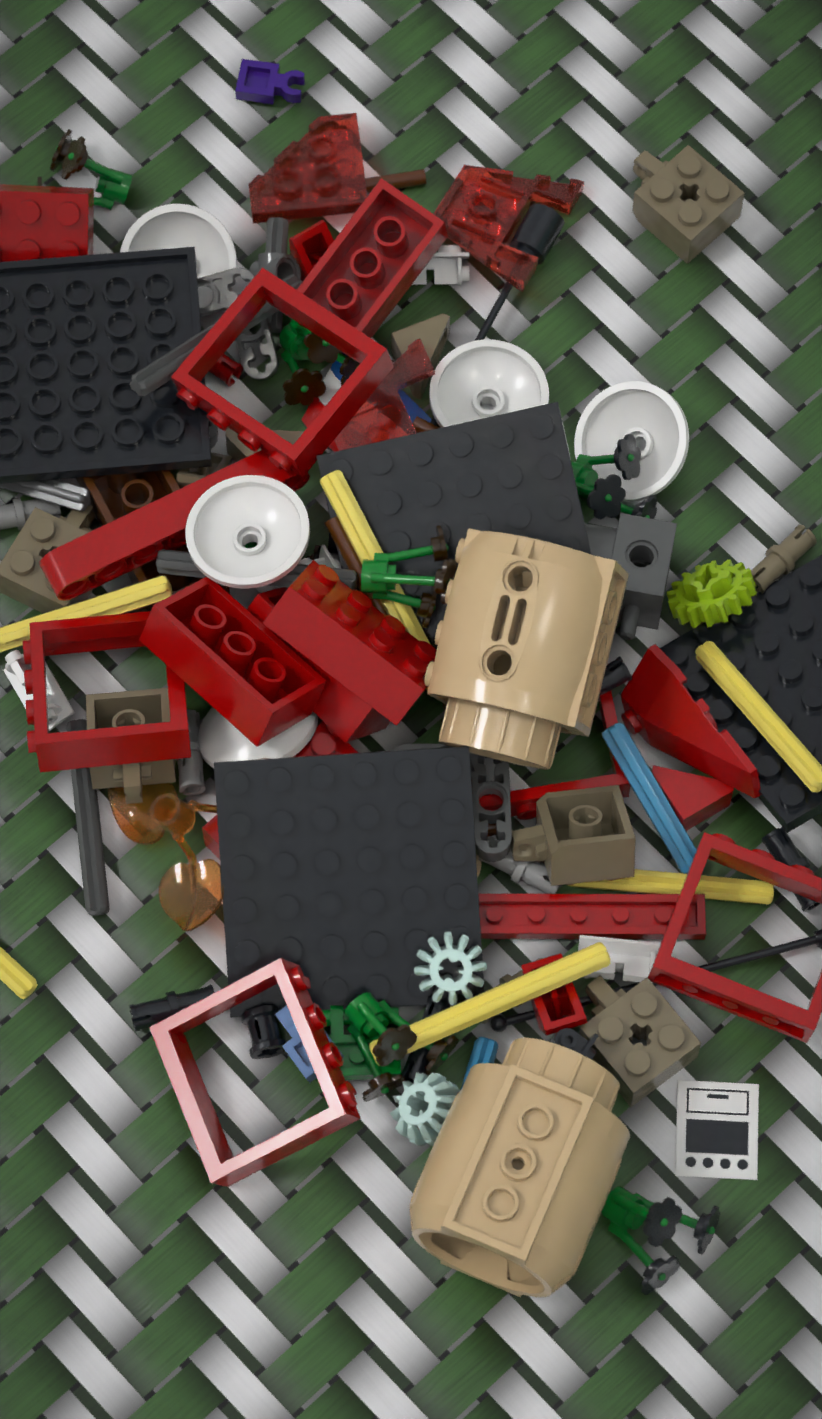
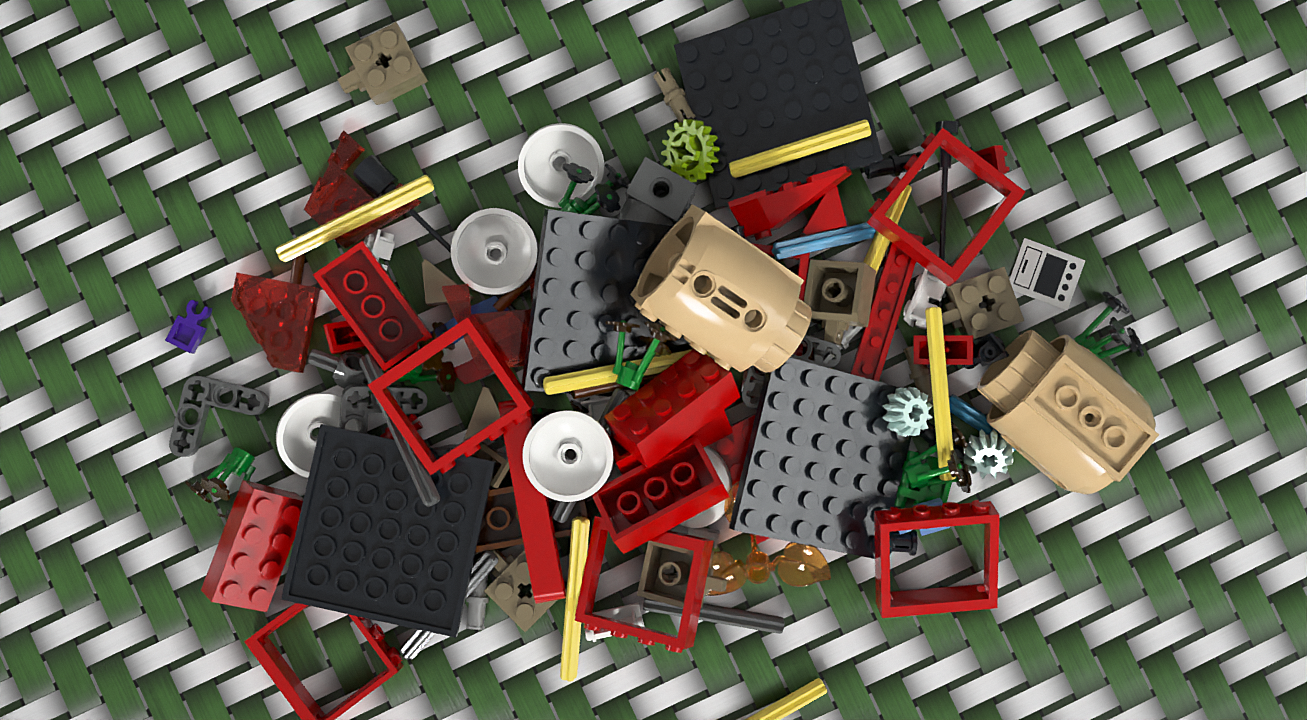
camera: 75 degrees left, 20 degrees up
(154, 1011) = (865, 595): black pin -> none
(184, 131) = (210, 397): none -> dark grey beam
(473, 219) = (355, 218): none -> light yellow axle

